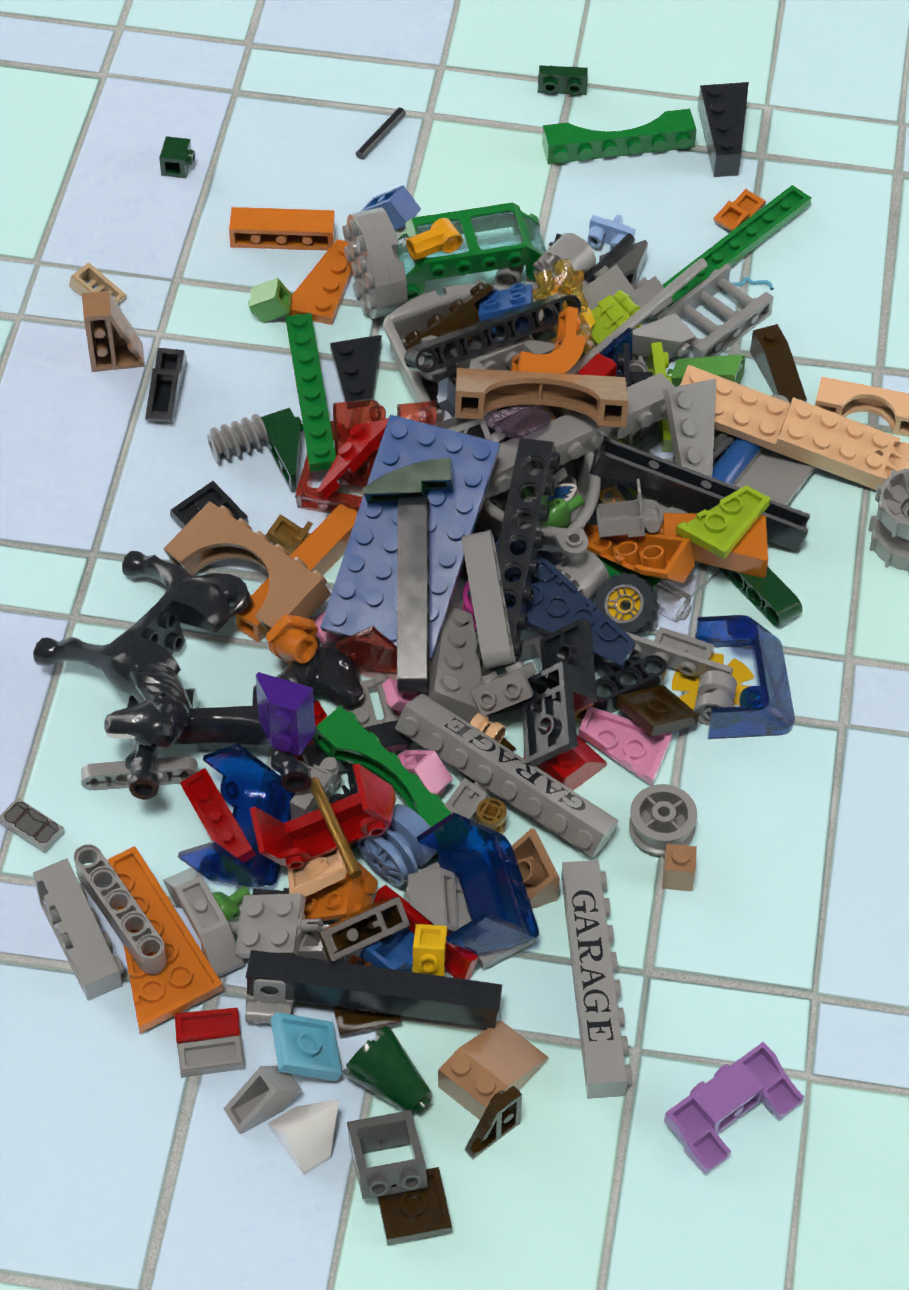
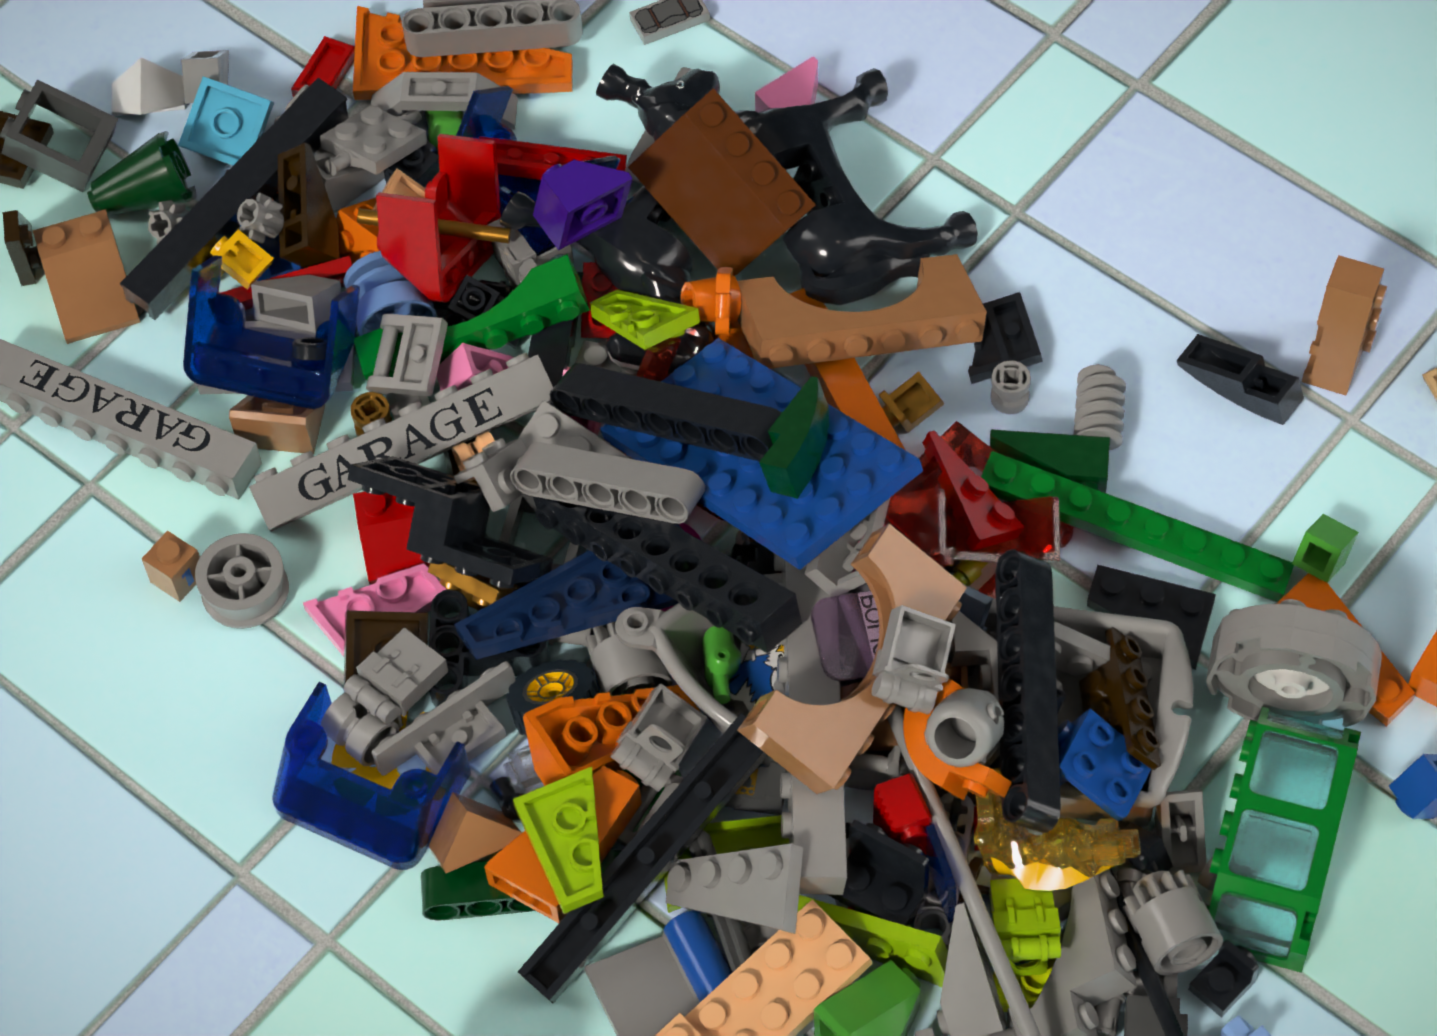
camera: 125 degrees right, 5 degrees up
(74, 706) = (791, 89): none -> bright pink slope
(203, 663) = (721, 184): none -> reddish brown slope
(210, 1056) = (288, 60): light grey tile -> none
(245, 489) = (1010, 387): none -> light grey wheel
(334, 667) = (643, 318): none -> lime wing
(393, 941) = (260, 218): none -> light grey gear
(415, 1034) = (165, 218): none -> light grey gear
(440, 237) = (1281, 750): light orange piece -> none
(442, 786) = (417, 355): none -> light grey plate
(473, 861) = (309, 348): none -> black tile
(530, 361) = (912, 660): none -> light grey piece
(547, 329) = (965, 727): none -> light grey piece
(677, 680) = (396, 677): none -> light grey piece
(702, 606) = (504, 795): none -> black arm
(744, 594) = (469, 833): none -> medium nougat slope

